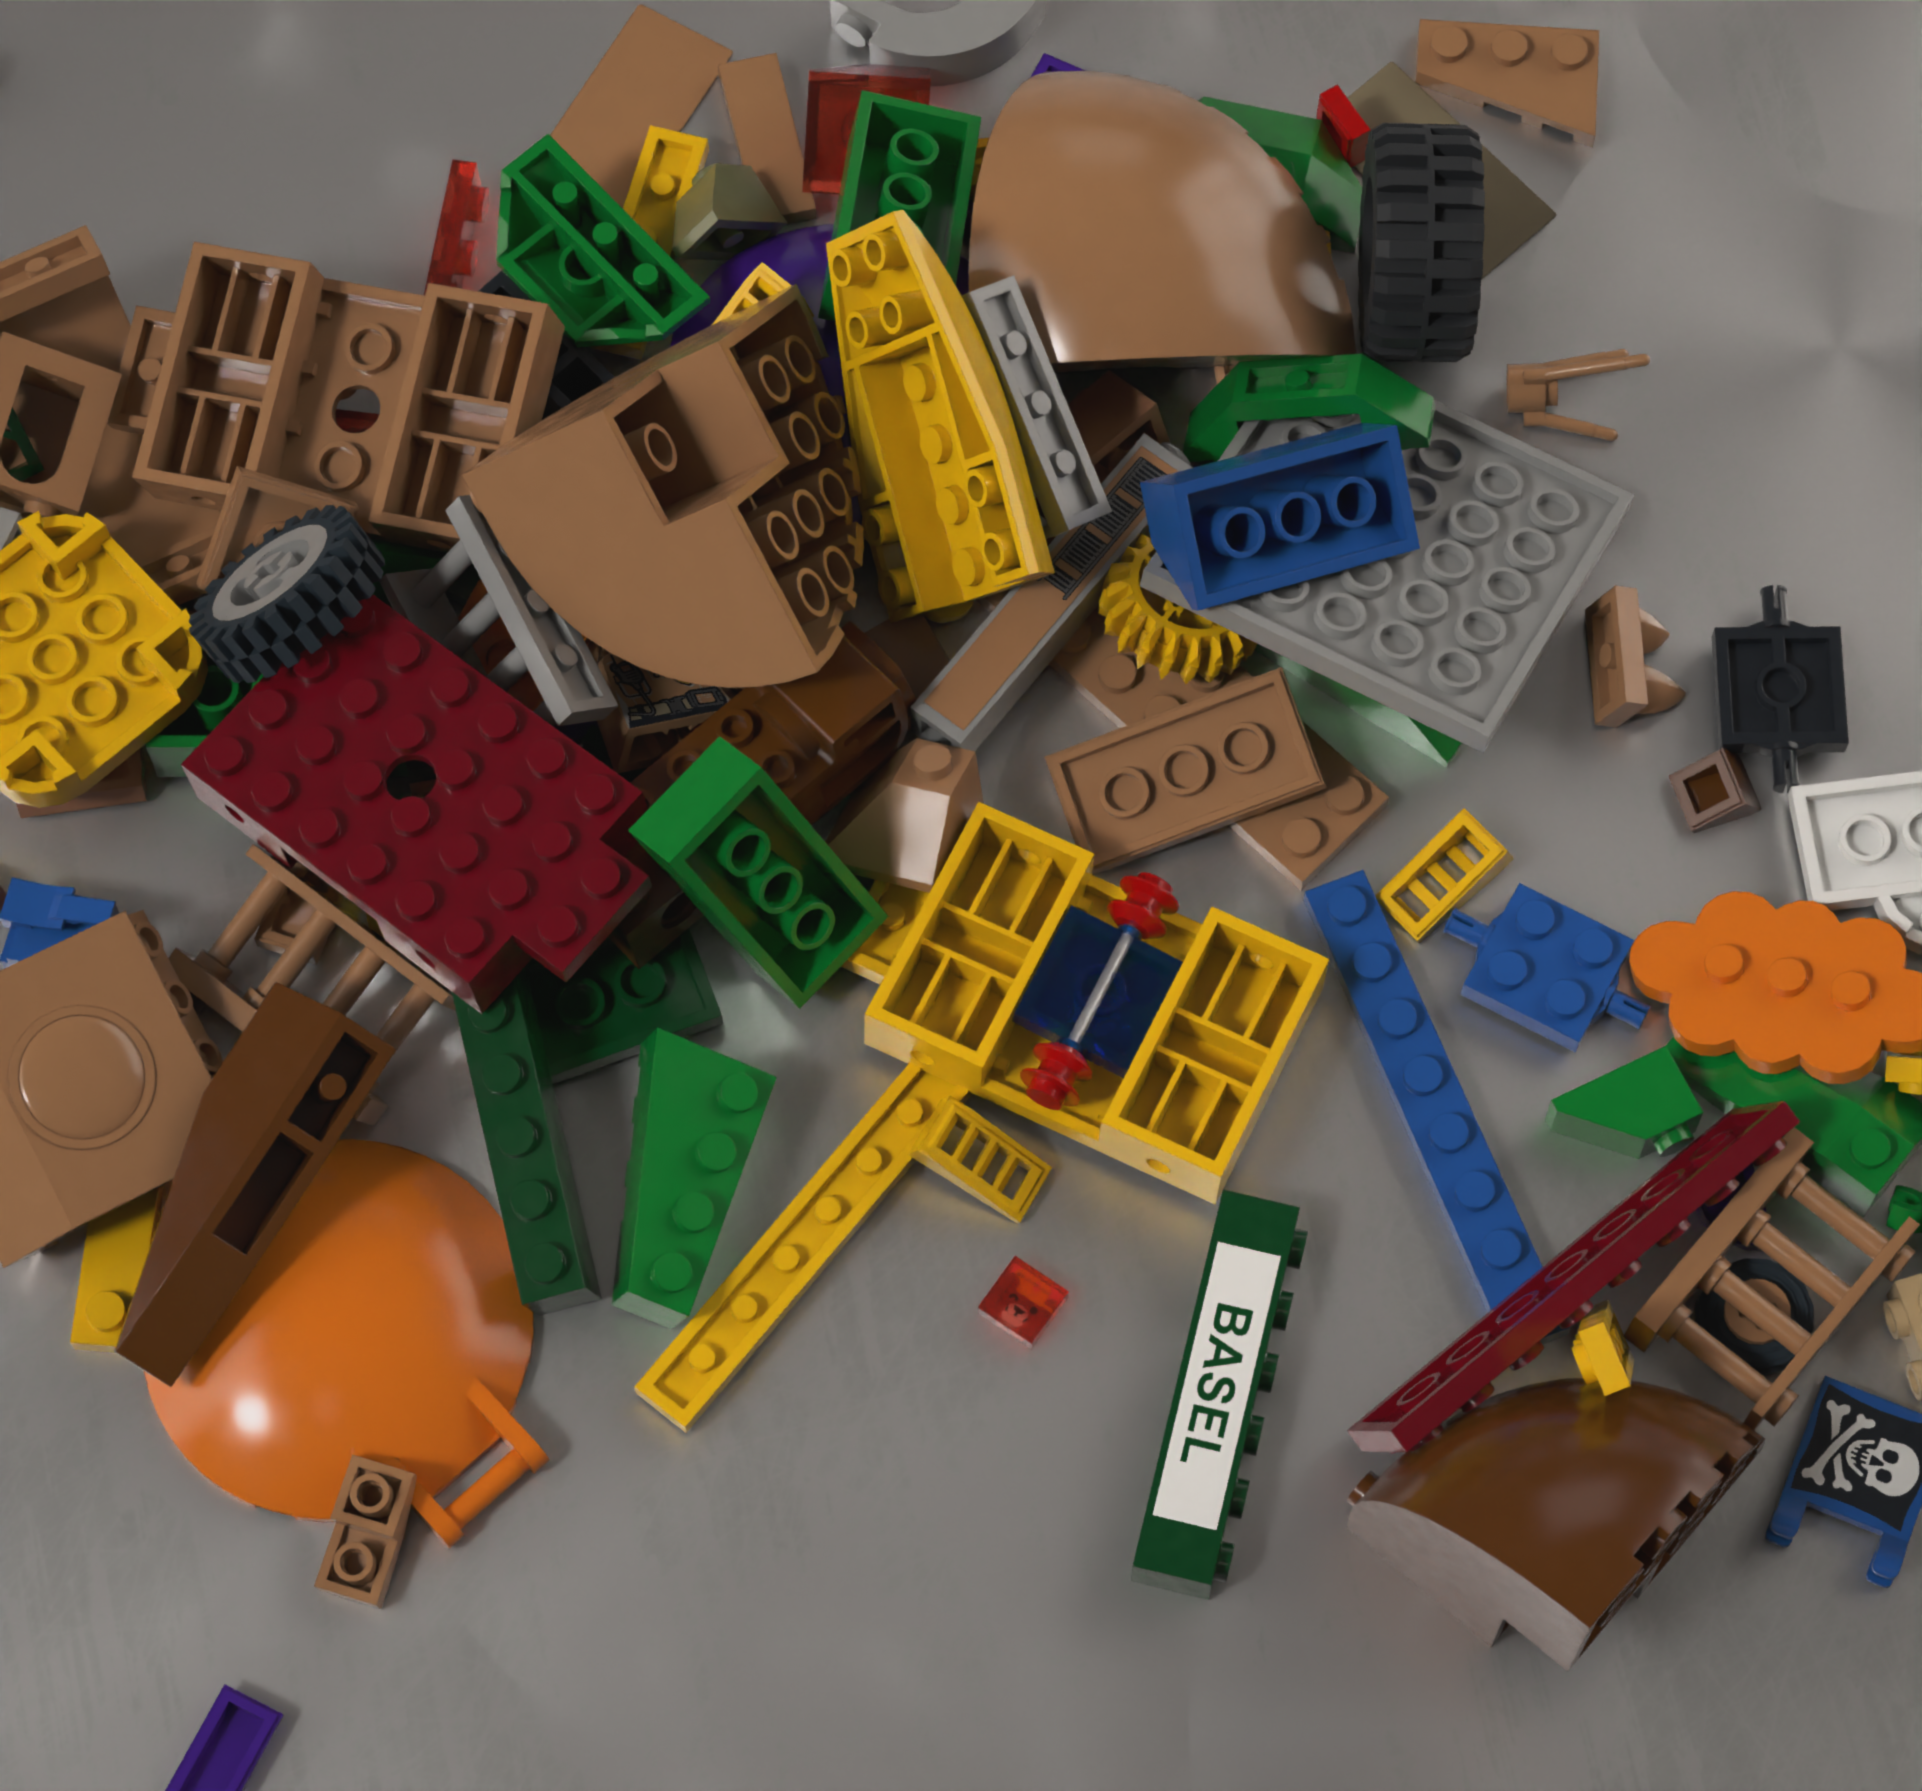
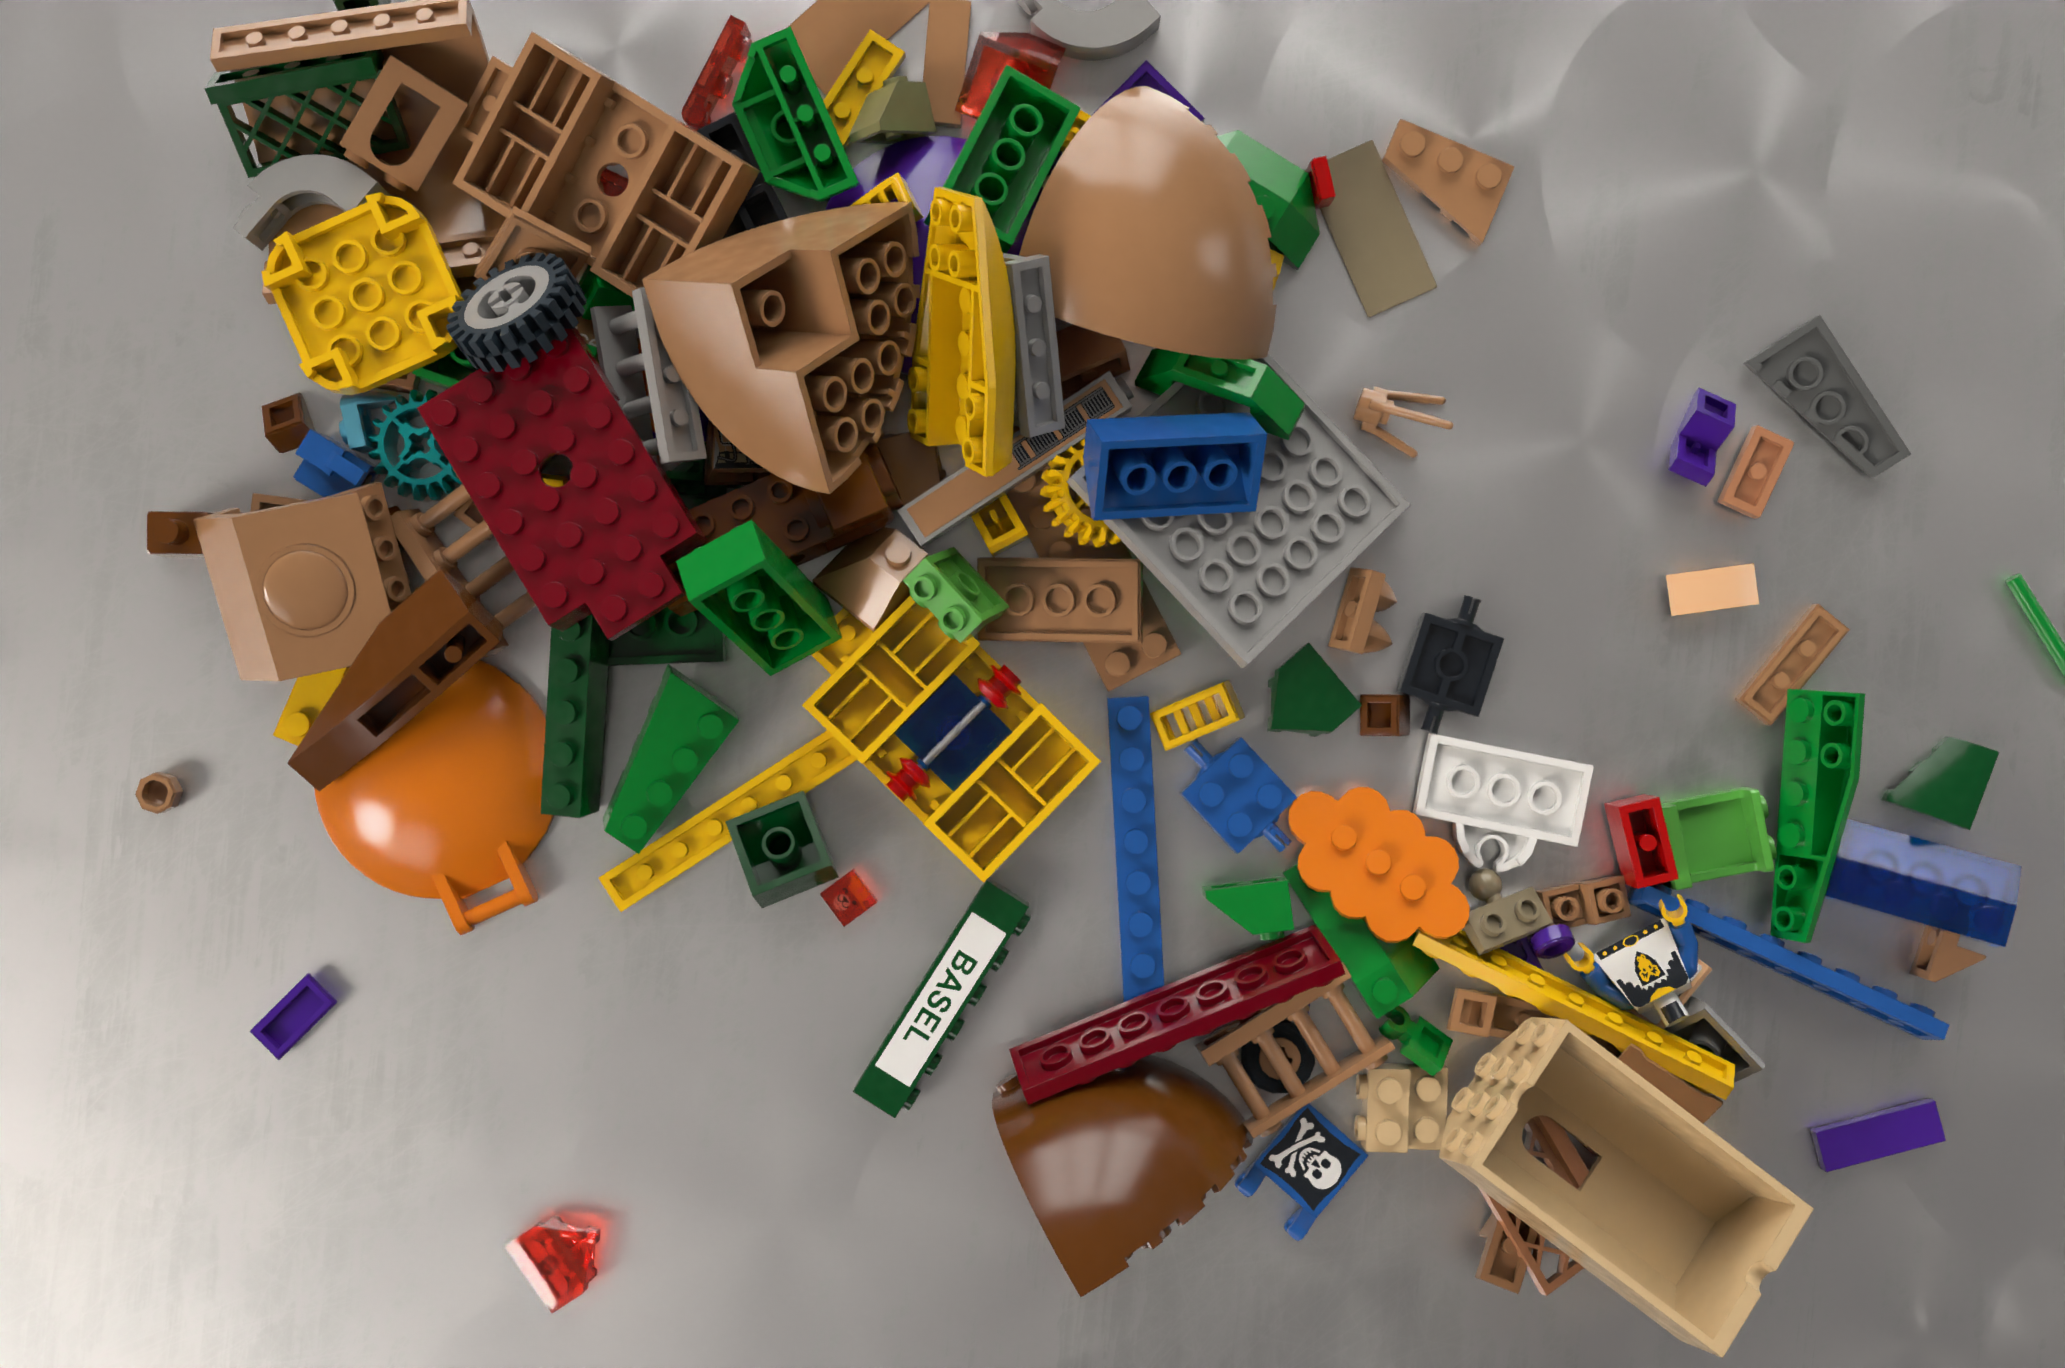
camera: 20 degrees right, 20 degrees up
(69, 834) = (358, 419): none -> medium azure plate
(167, 900) = (412, 456): none -> teal gear
(367, 1531) = (414, 913): medium nougat slope -> none
(903, 1252) = (781, 849): none -> dark green slope
(929, 1153) = (828, 783): yellow slope -> none
(1047, 802) = (954, 594): none -> bright green plate
(1063, 705) = (1000, 526): none -> yellow slope
(1421, 242) = (1335, 297): black tyre -> none
(1594, 797) = (1308, 696): none -> dark green slope
(1603, 1350) = (1169, 1085): yellow plate -> none

